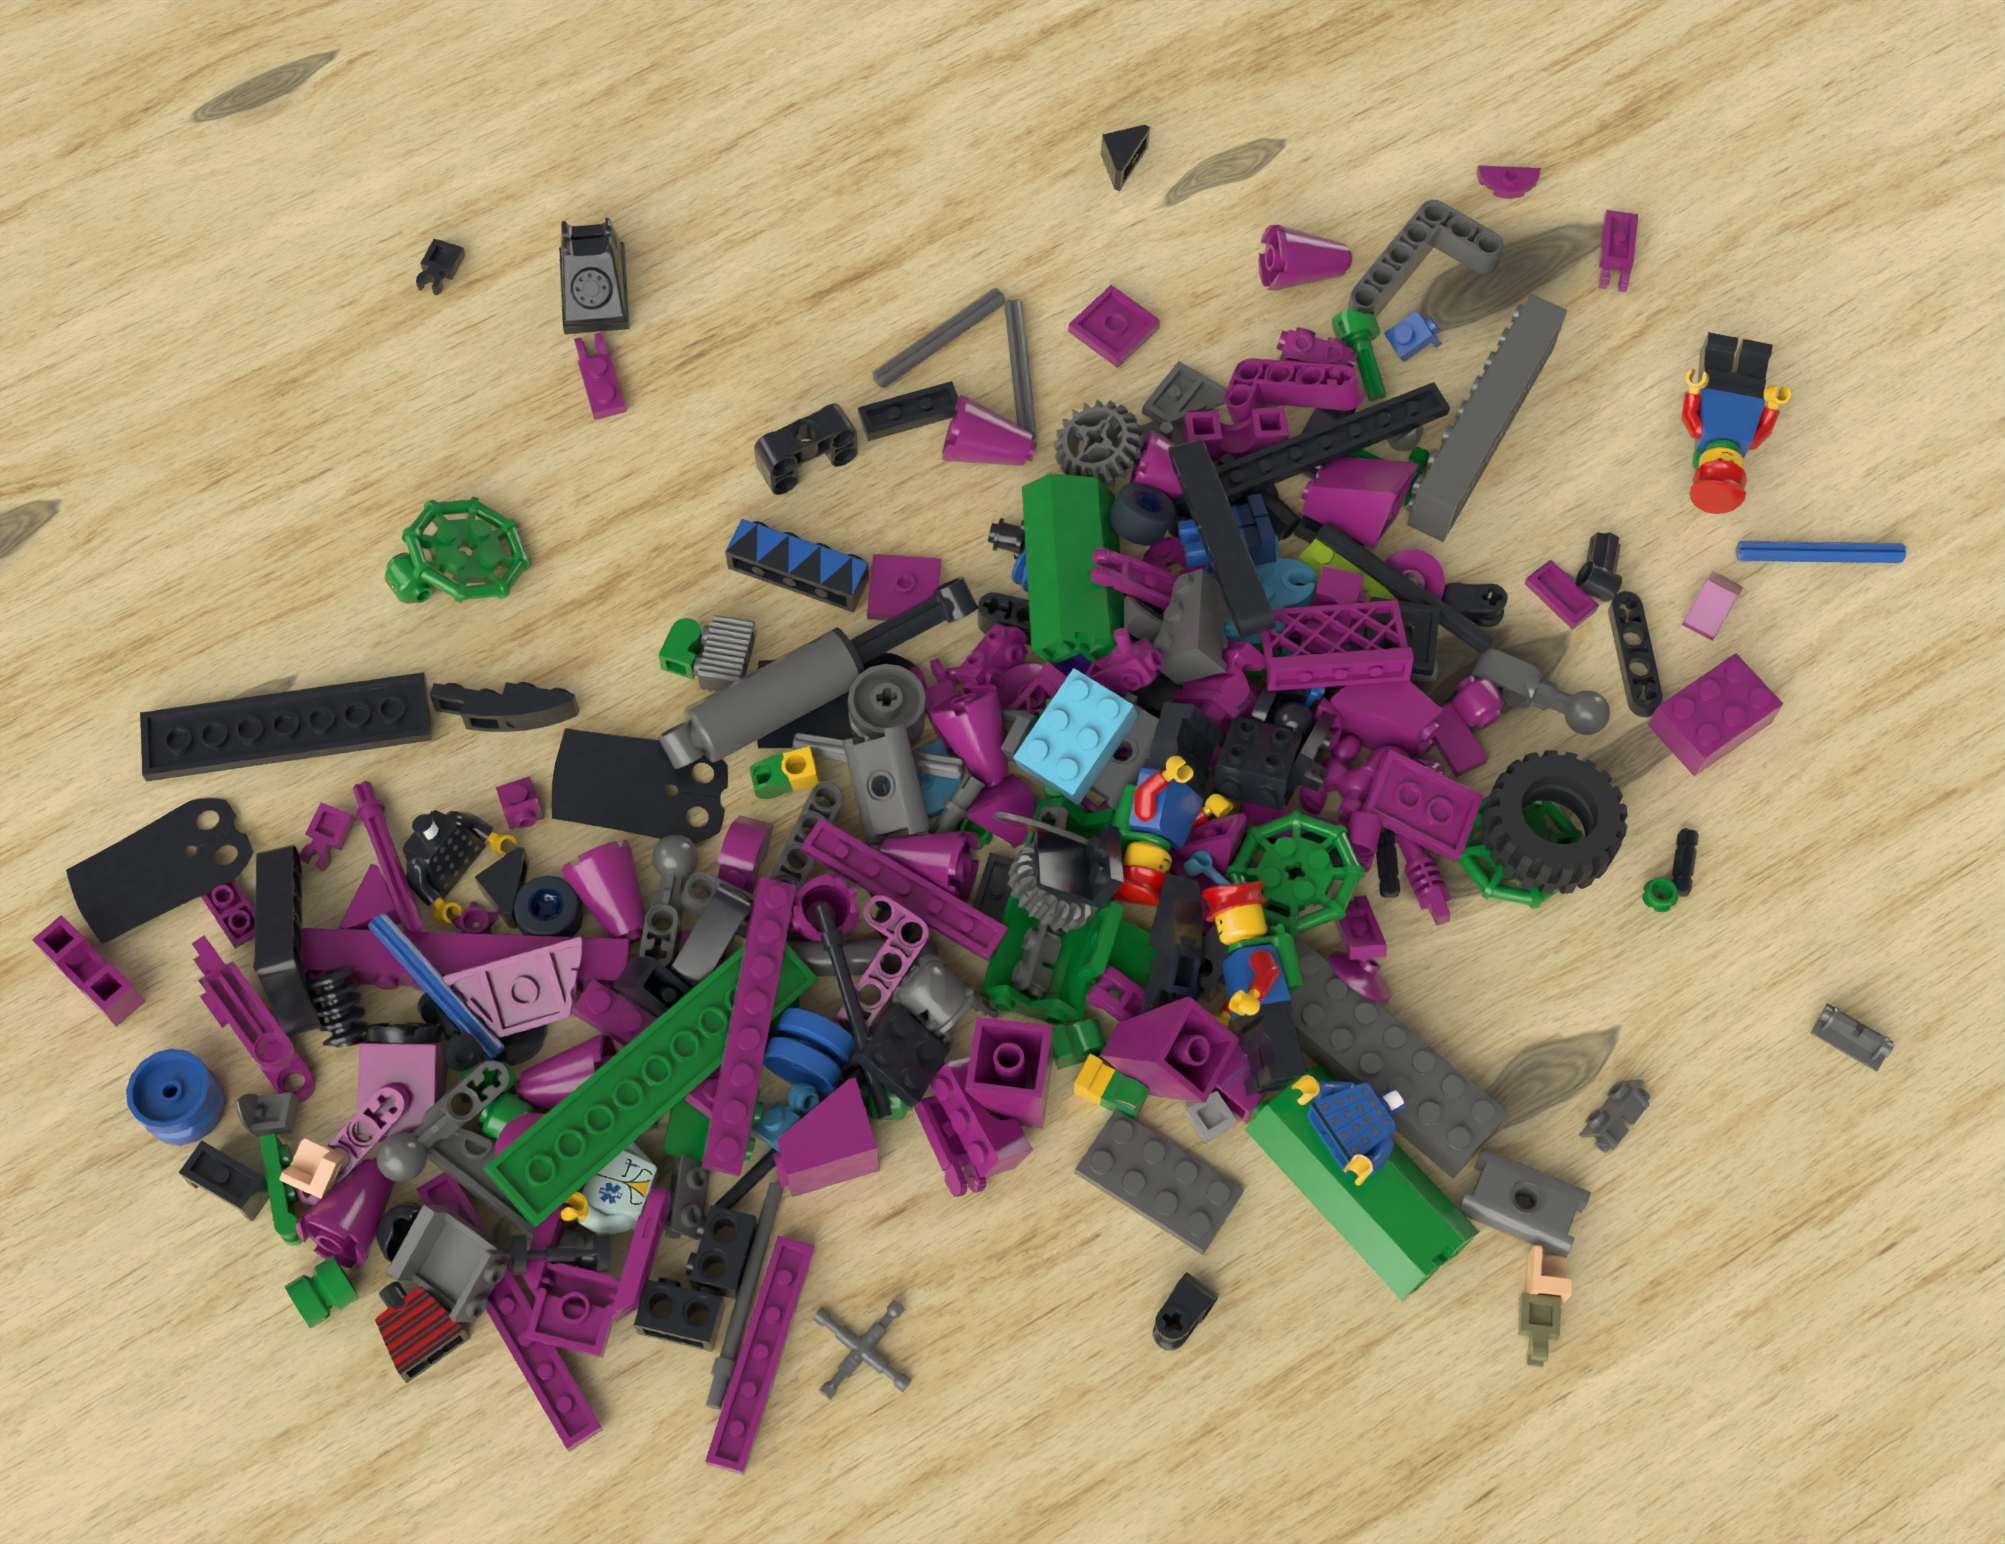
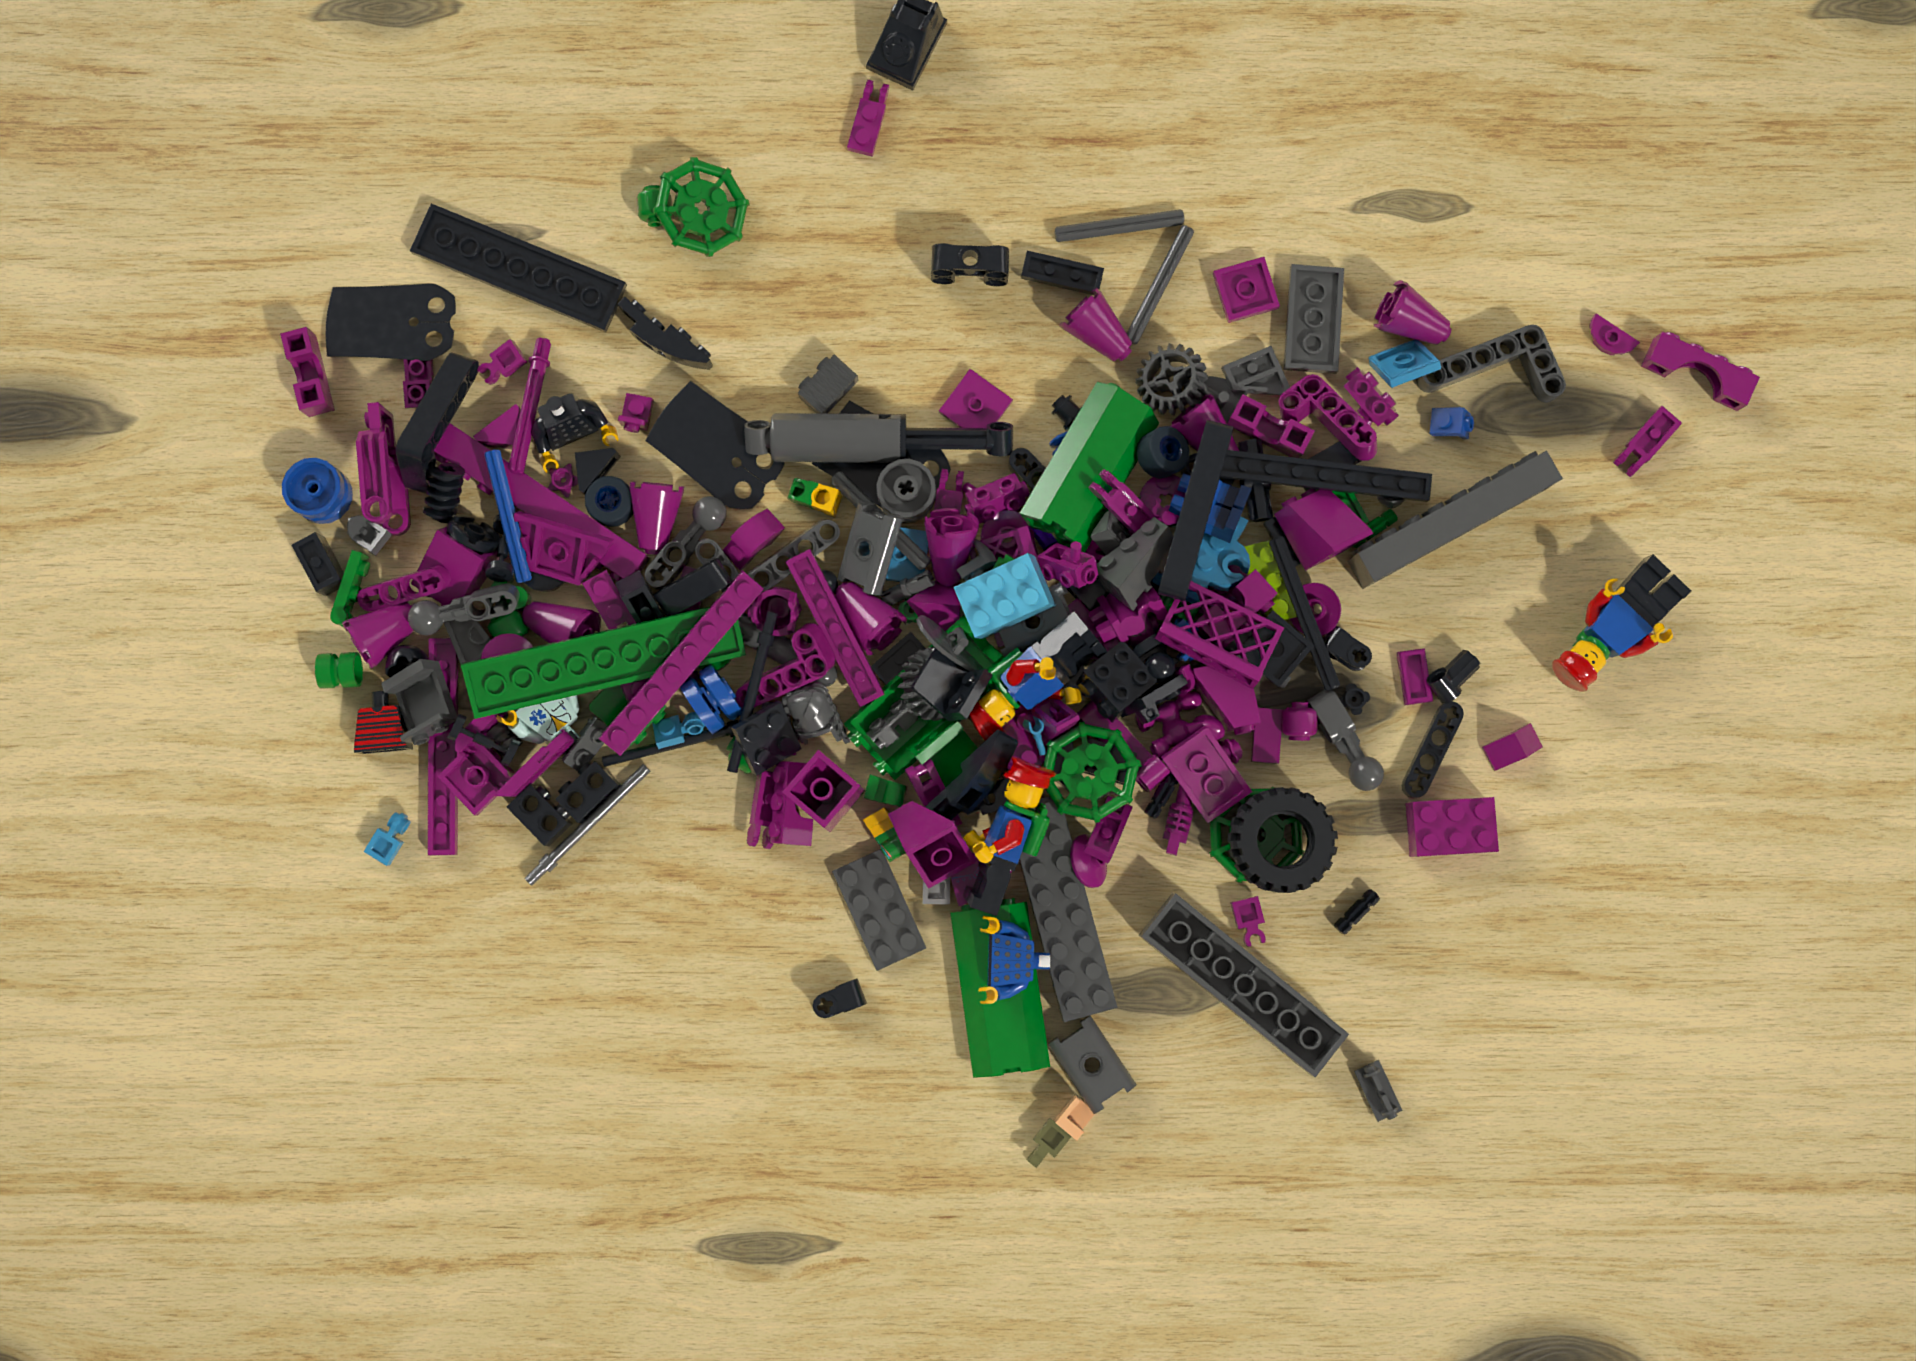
camera: 30 degrees right, 20 degrees up
(314, 1168) = (370, 592): light nougat panel -> none
(503, 1472) = (384, 844): none -> dark azure plate
(681, 648) = (801, 362): green leg -> none
(760, 1356) = (574, 868): magenta plate -> none
(797, 564) = (914, 347): black brick -> none
(828, 1144) = (689, 765): magenta slope -> none
(862, 1349) = (636, 901): dark grey piece -> none
(1123, 151) = (1345, 151): black slope -> none
(1203, 316) = (1314, 319): none -> dark grey plate
(1326, 302) = (1404, 363): none -> dark azure plate
(1358, 333) = (1410, 398): green piece -> none
(1520, 642) = (1360, 695): none -> black plate
(1574, 935) = (1248, 916): none -> magenta plate
(1604, 1123) = (1178, 1047): dark grey hinge -> none
(1625, 1007) = (1243, 985): none -> dark grey brick
(1654, 157) = (1730, 383): none -> magenta arch
(1666, 888) = (1329, 929): green plate -> none
(1820, 551) = (1616, 755): blue axle -> none

